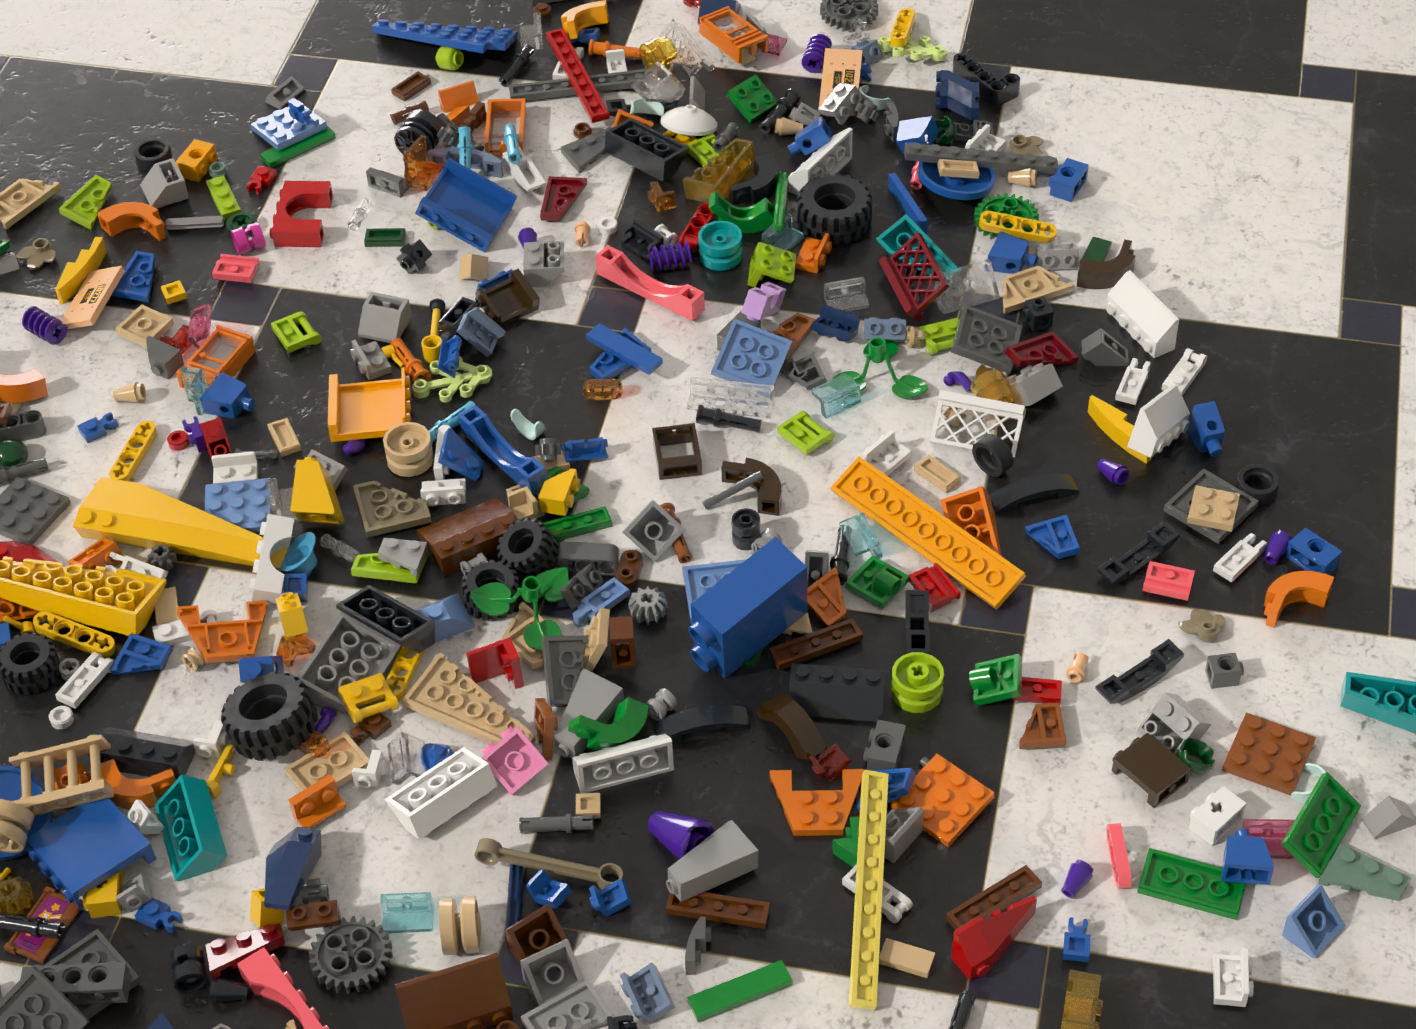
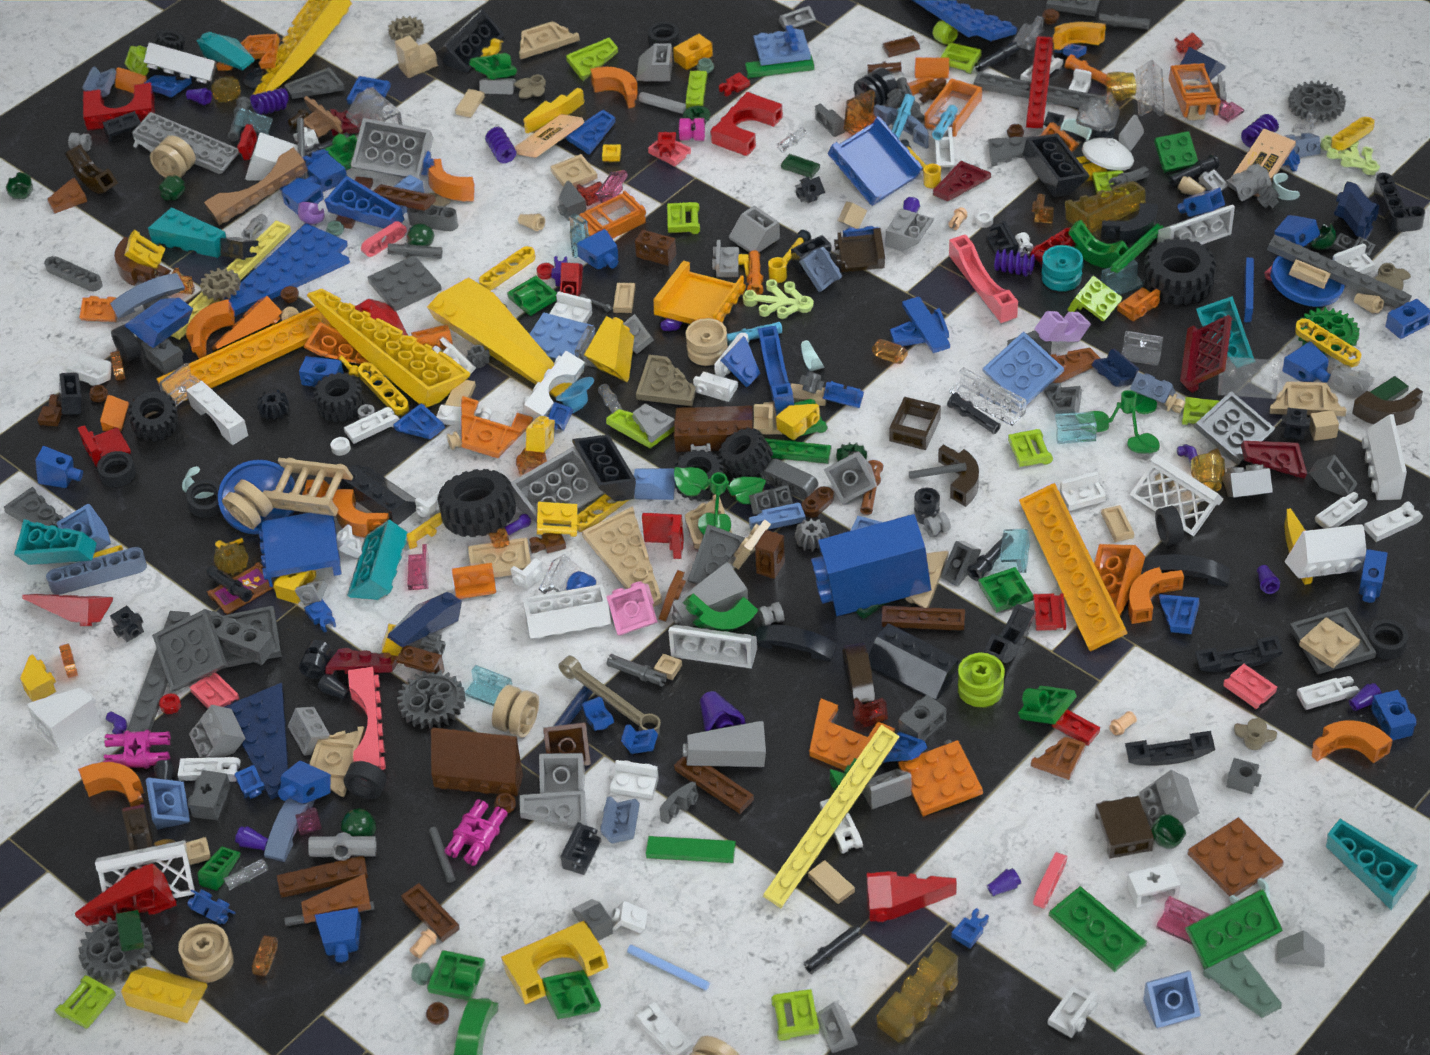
camera: 30 degrees right, 0 degrees up
(95, 429) = (491, 239): blue plate -> none
(182, 471) = (532, 295): none -> green plate
(231, 260) = (666, 142): none -> red plate
(243, 817) = (418, 570): none -> clear pink panel
(251, 667) = (491, 462): blue torso -> none
(287, 372) = (655, 247): none -> reddish brown brick
(449, 355) = (783, 279): blue hinge -> none
(485, 74) = (962, 54): none -> lime plate
(528, 200) = (931, 171): none -> yellow piece
(623, 510) = (847, 449): none -> dark green gear
(632, 943) = (634, 779): none -> white bracket
(827, 598) = (954, 585): orange wing -> none
(891, 119) = (1285, 210): dark grey slope -> none
(998, 896) = (947, 866): reddish brown plate -> none
(1013, 542) = (1148, 585): none -> orange arch
(1064, 305) = (1323, 425): none -> tan panel
(1246, 859) = (1147, 926): blue torso -> none

